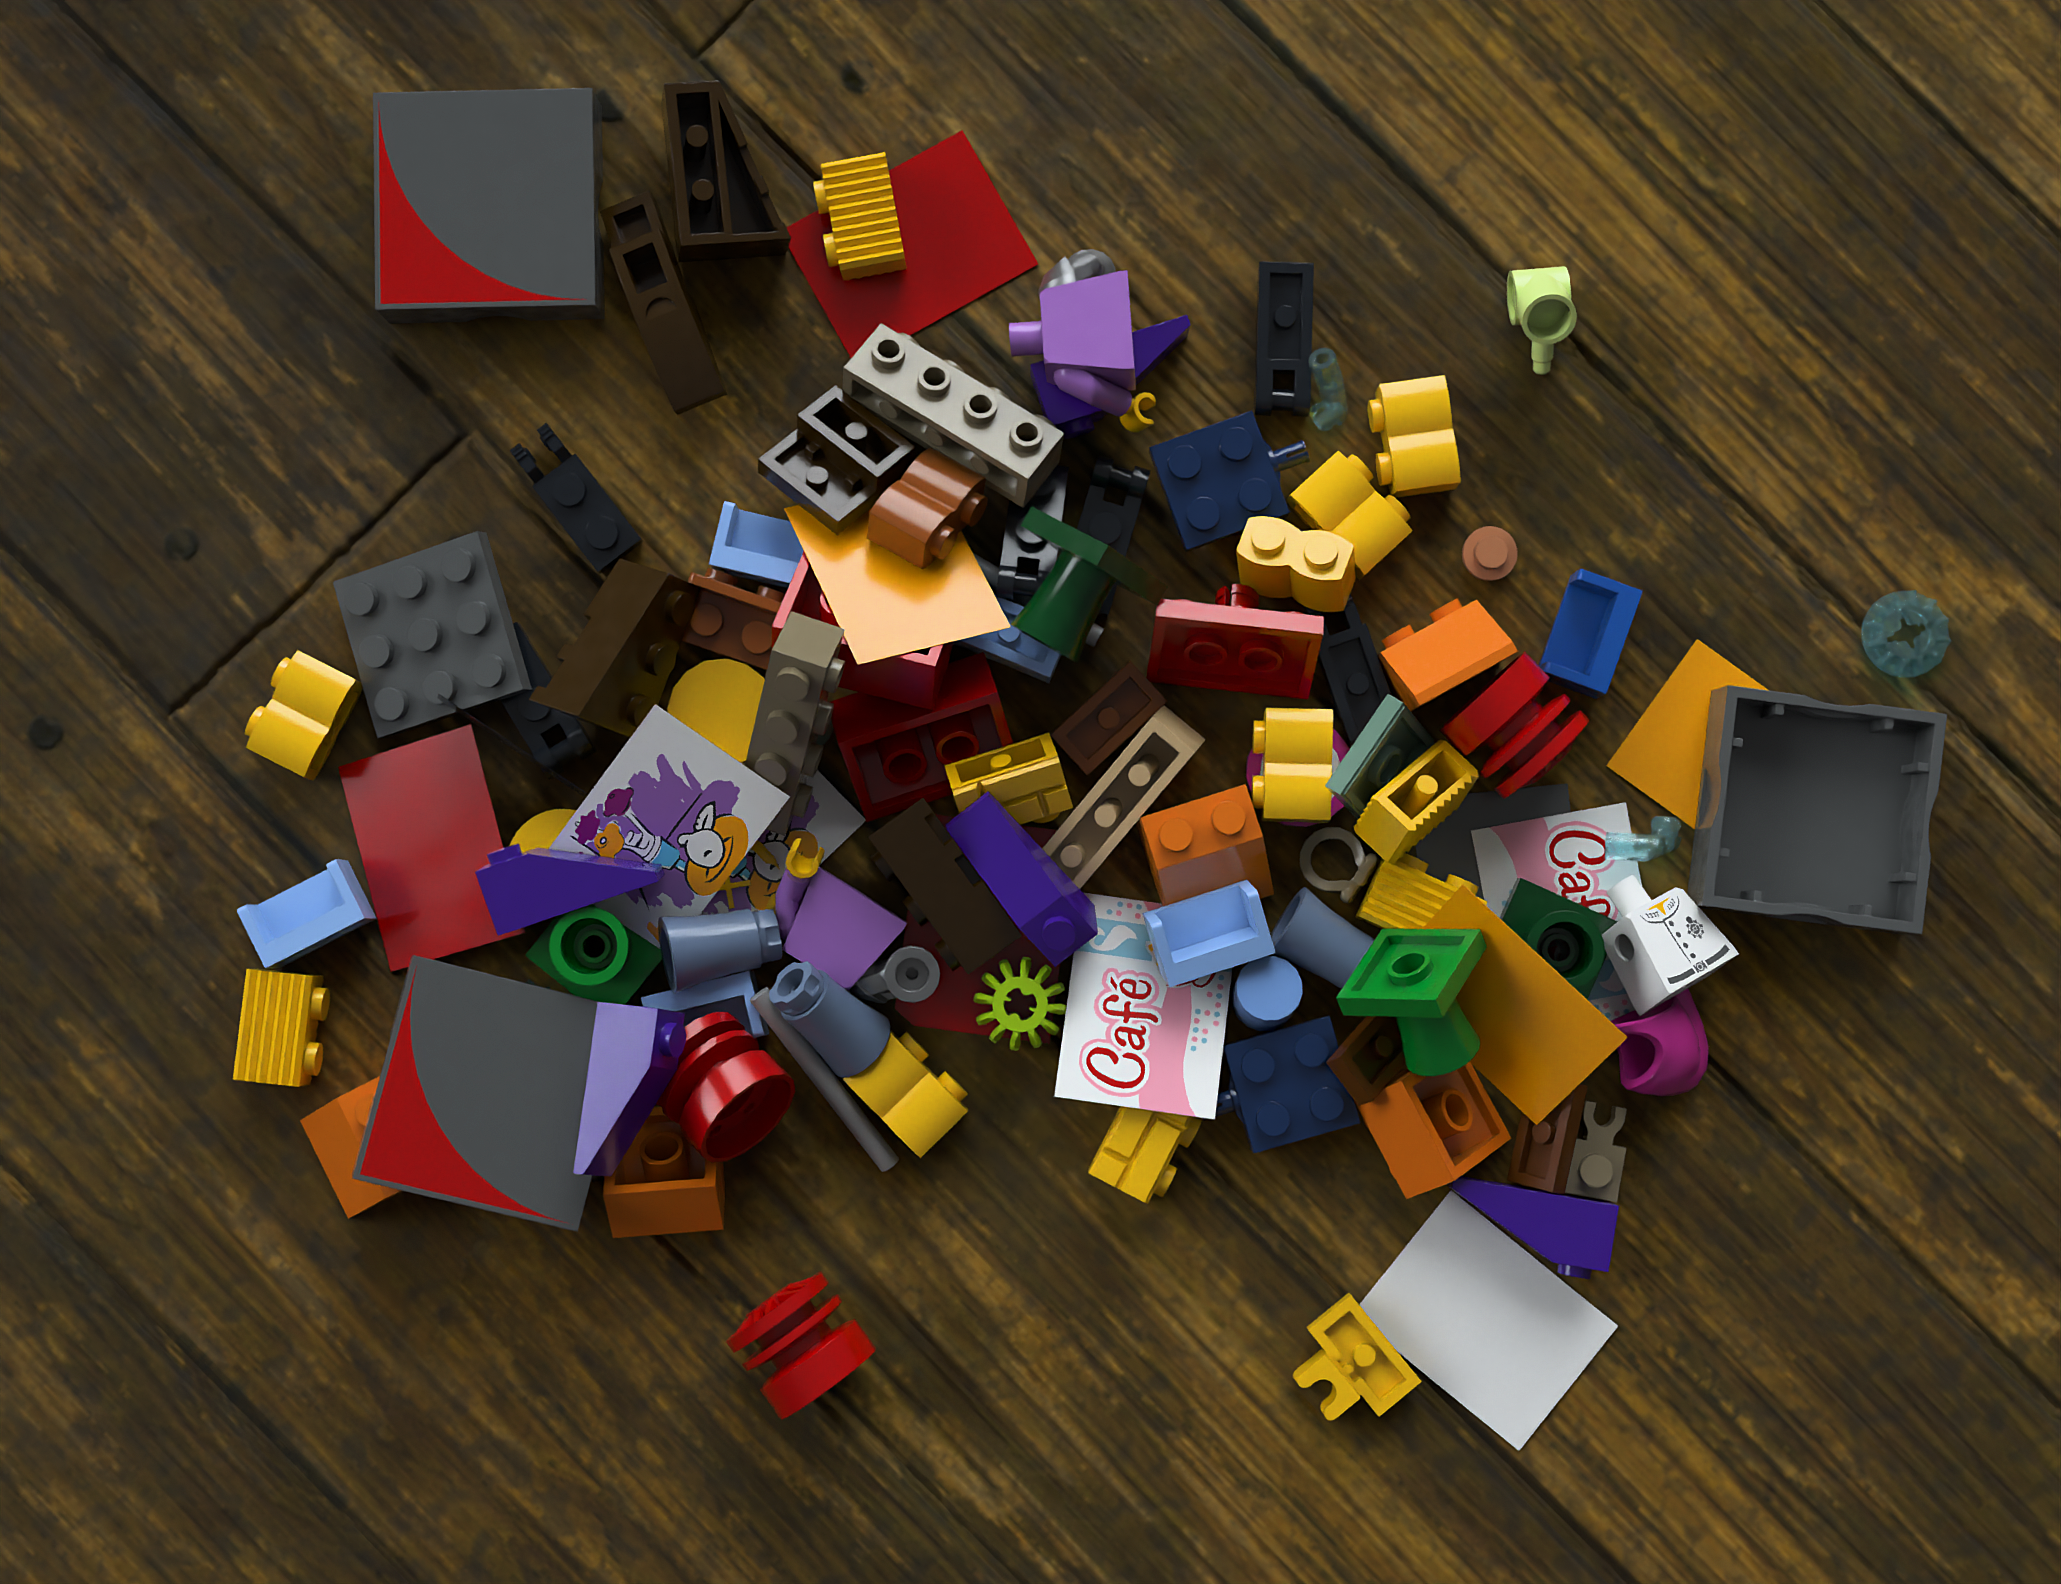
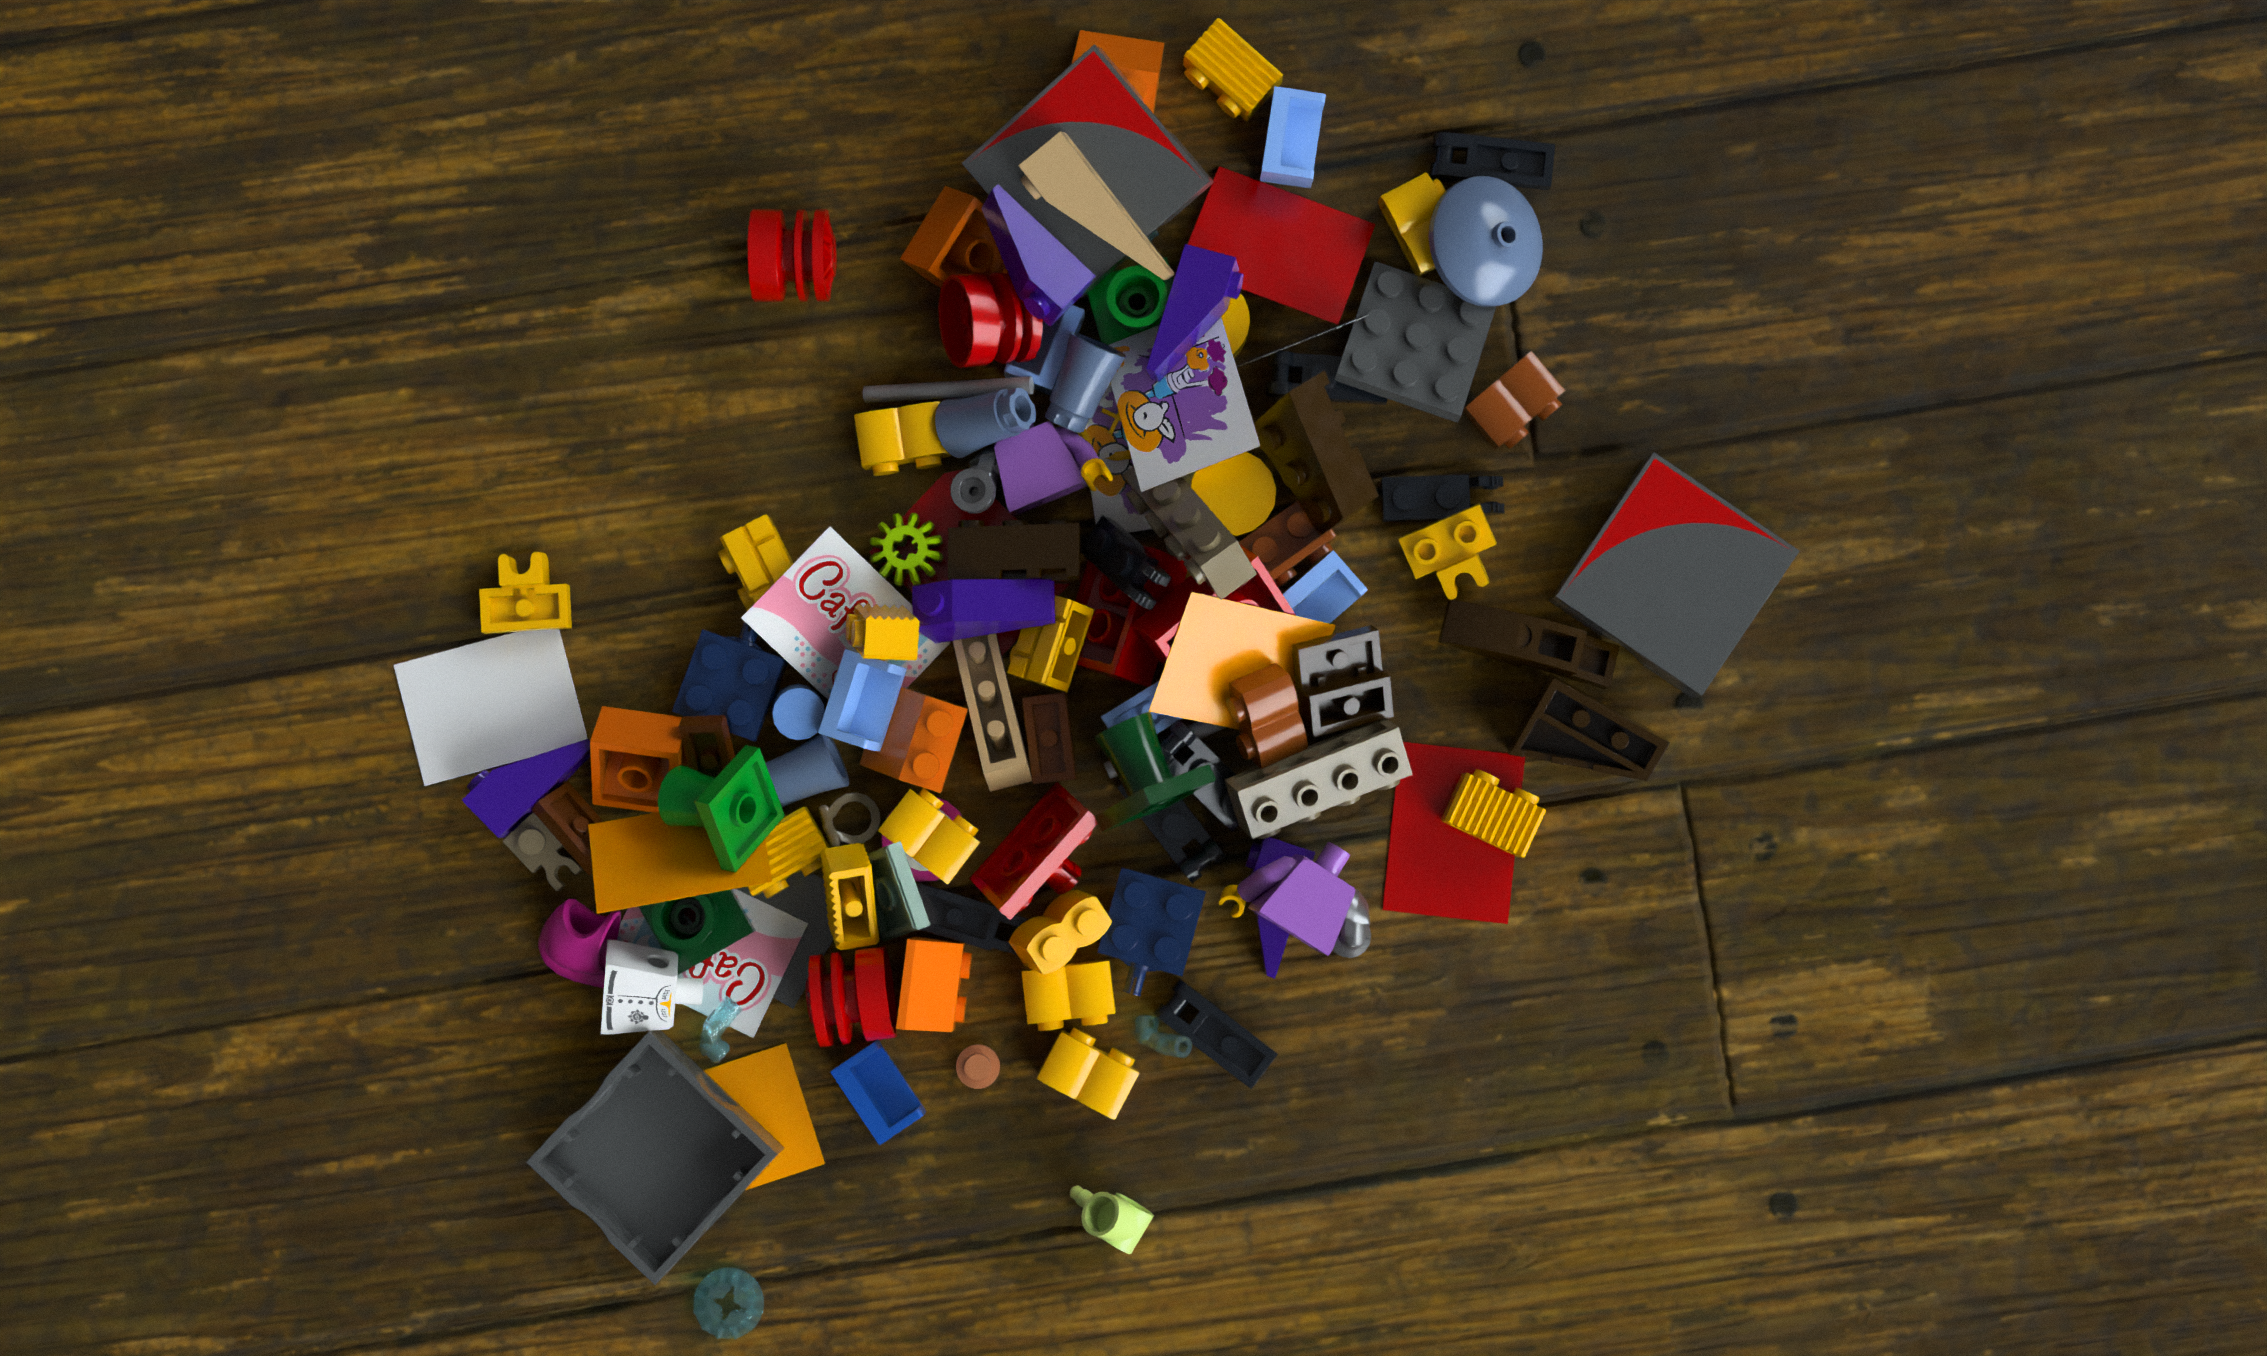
camera: 125 degrees right, 0 degrees up
(185, 689) = (1513, 161): none -> black plate
(276, 636) = (1469, 243): none -> sand blue dish
(423, 491) = (1513, 401): none -> dark orange brick
(521, 1087) = (1074, 187): none -> tan slope
(621, 449) = (1450, 548): none -> yellow plate
(873, 766) = (1124, 561): none -> black hinge
(1124, 959) = (883, 632): none -> yellow brick

